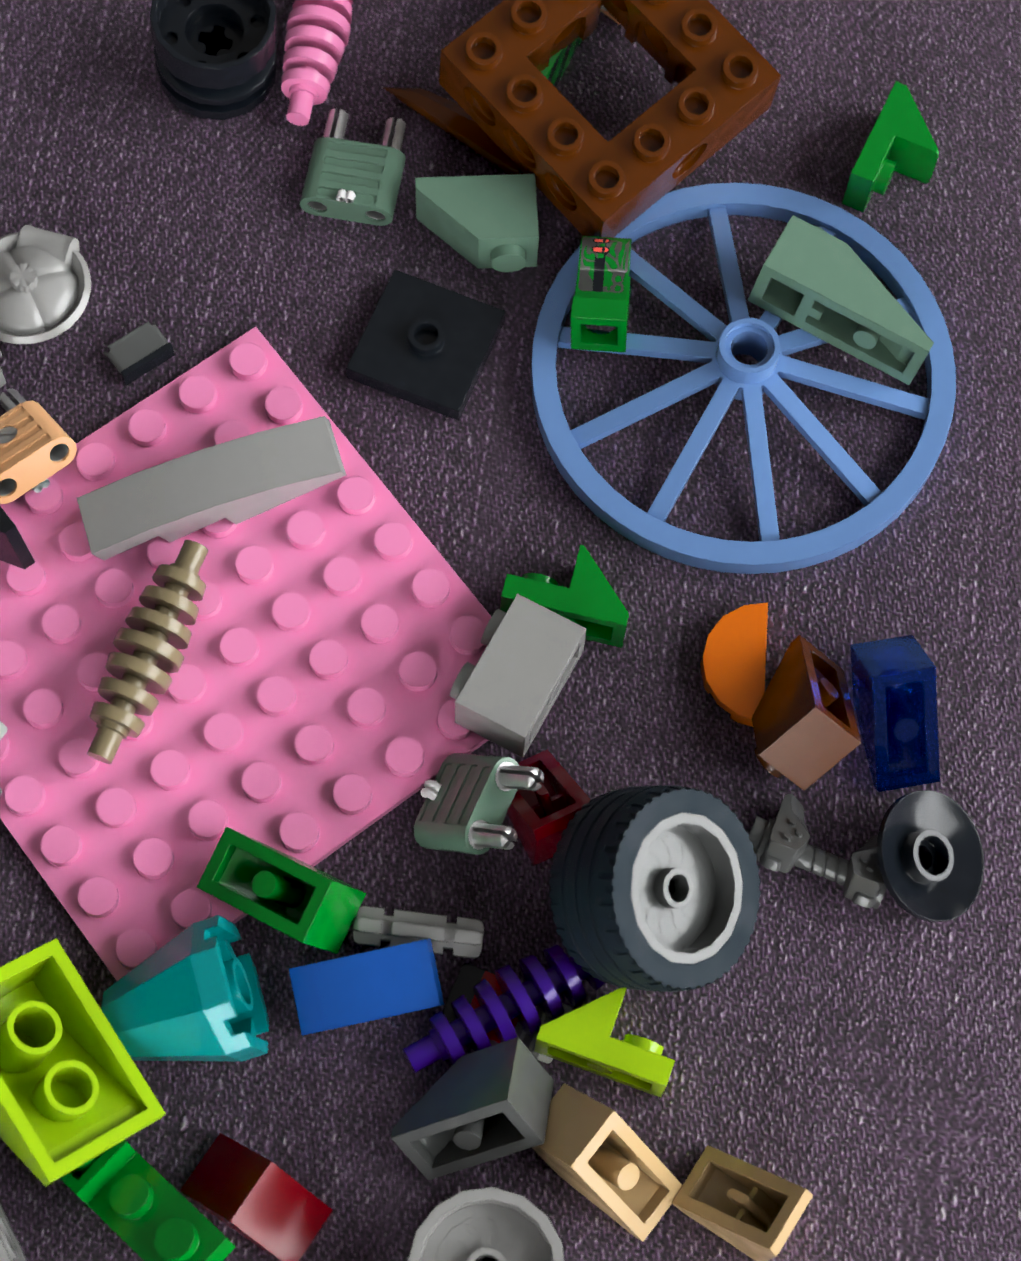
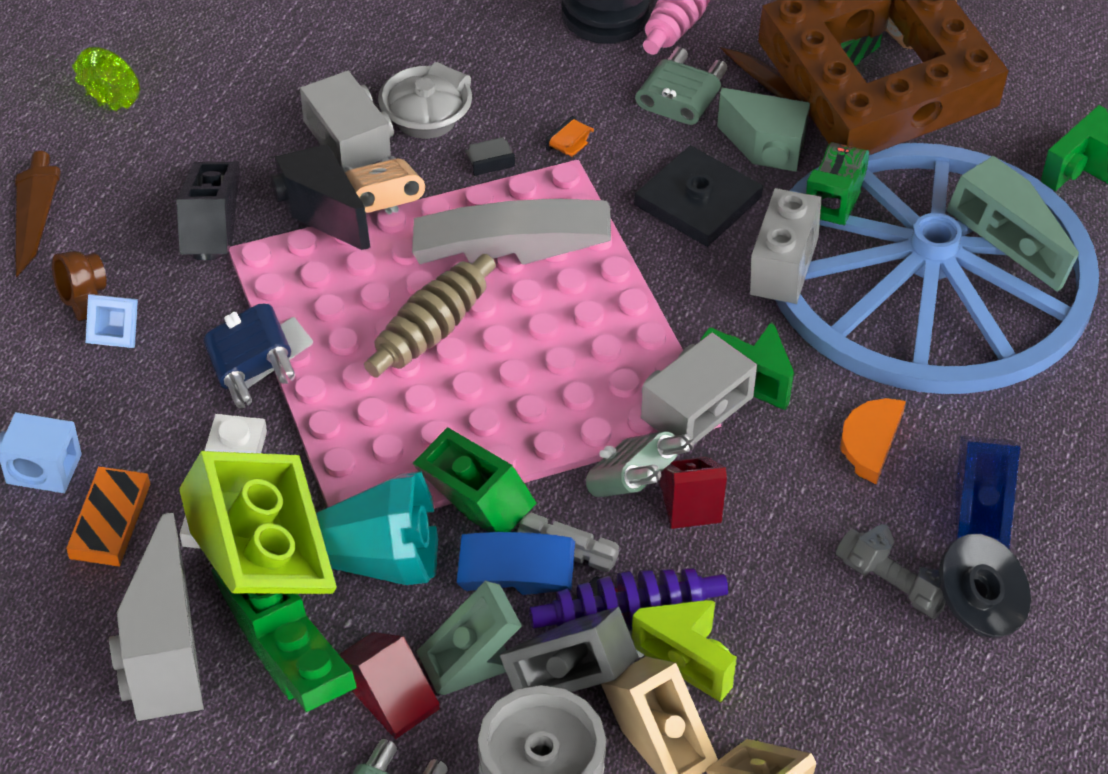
camera: 20 degrees right, 20 degrees down
(233, 293) = (569, 137): none -> orange piece
(346, 1123) = (470, 641): none -> sand green slope
(566, 417) = (785, 246): none -> light grey brick
(655, 888) = (756, 534): black wheel -> none
(804, 717) = (908, 472): reddish brown slope -> none

